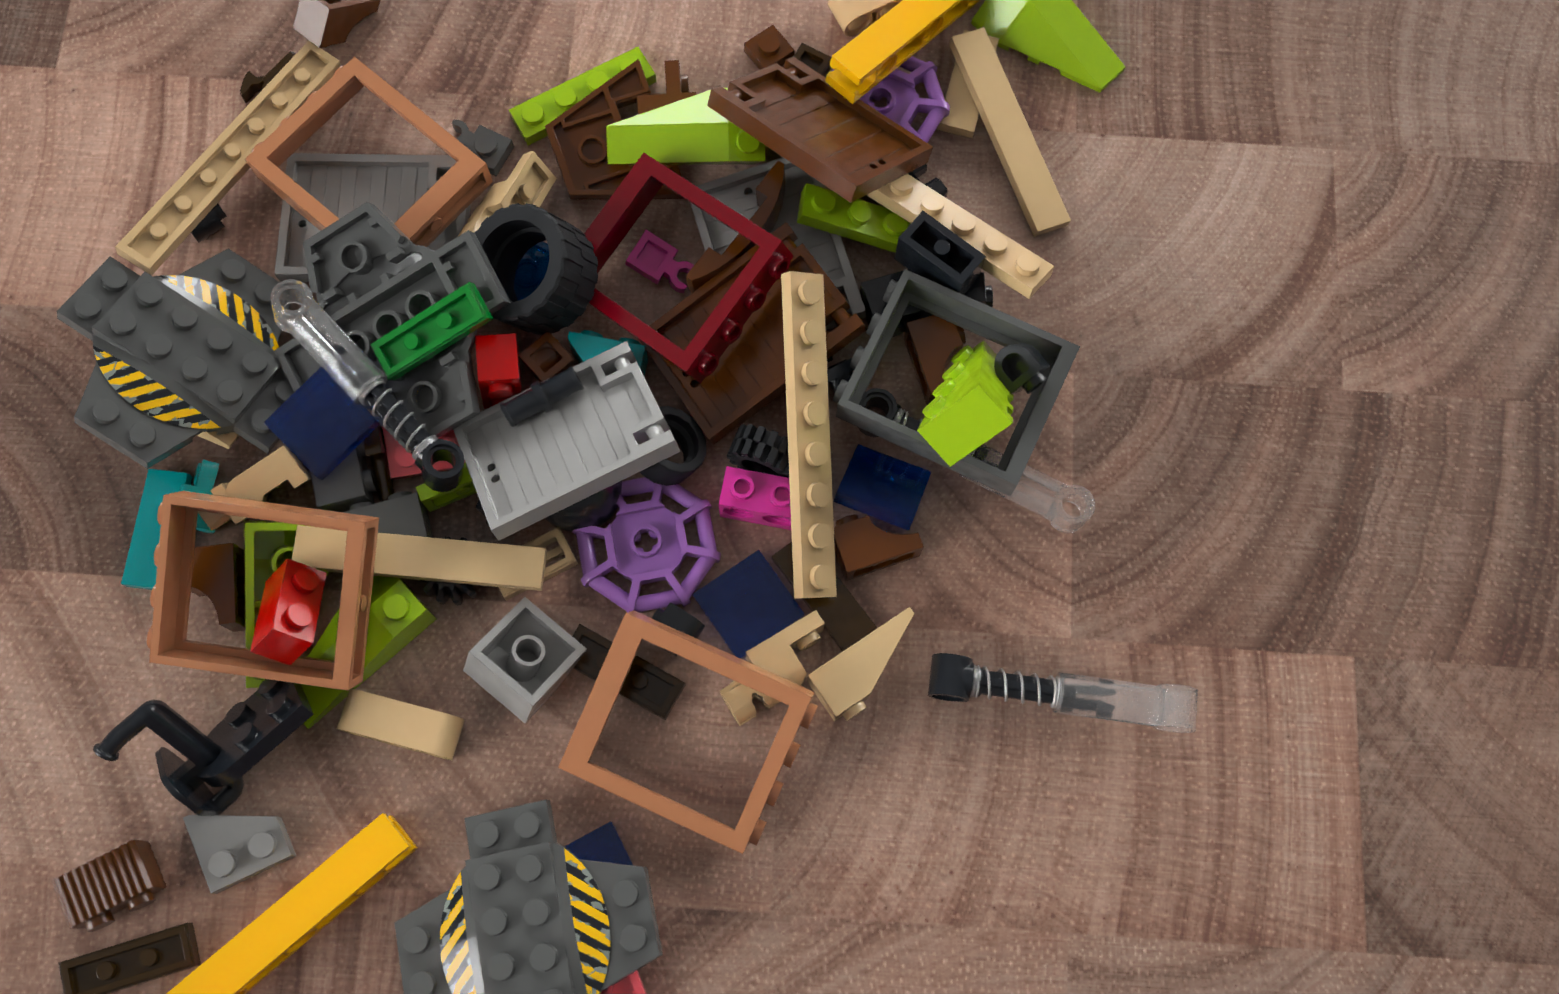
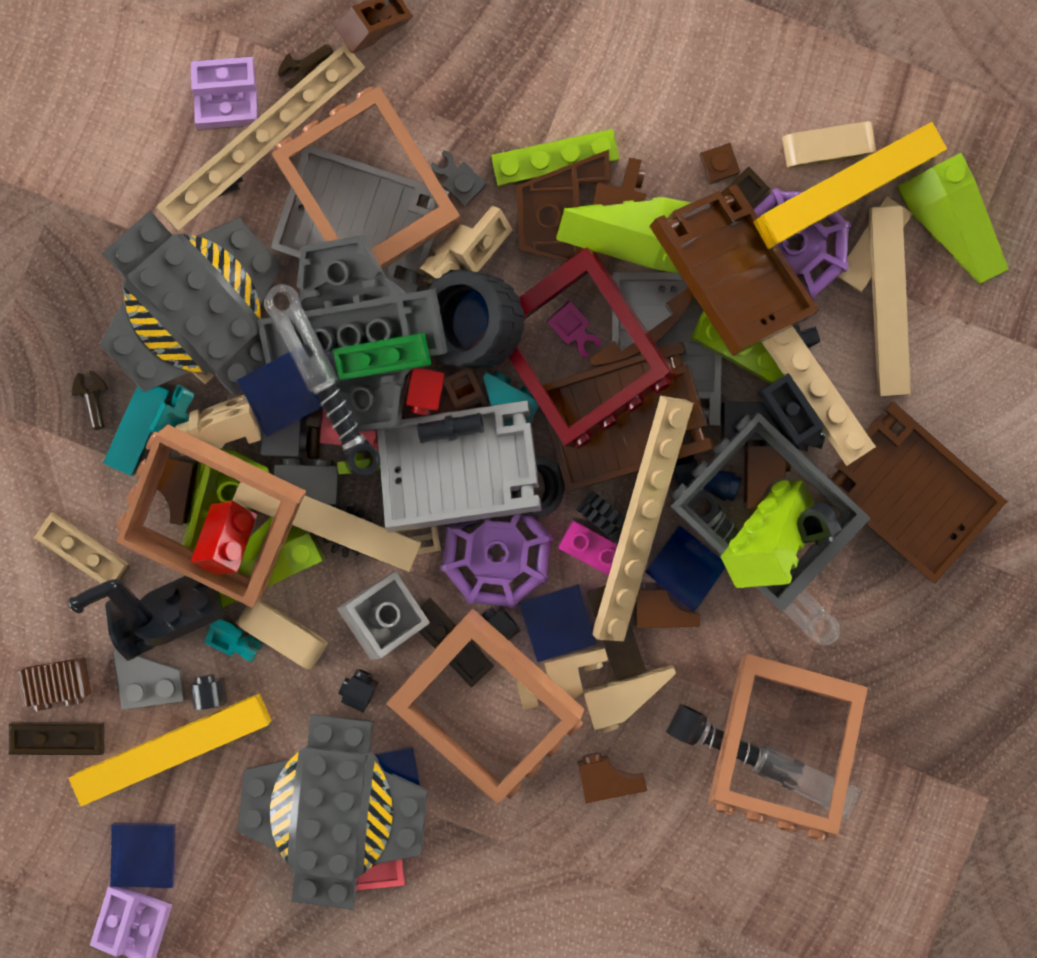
camera: 15 degrees right, 15 degrees up
(92, 511) = (91, 397): none -> dark brown bar
(103, 698) = (80, 549): none -> tan tile
(180, 130) = (224, 92): none -> lavender slope
(320, 830) = (208, 692): none -> black plate
(333, 755) = (229, 639): none -> teal plate
(519, 767) = (358, 690): none -> black plate
(869, 782) = (604, 781): none -> reddish brown arch
(895, 379) = (724, 485): none -> dark blue cone
(1095, 738) = (759, 810): none -> nougat window
(1126, 324) = (918, 494): none -> reddish brown door

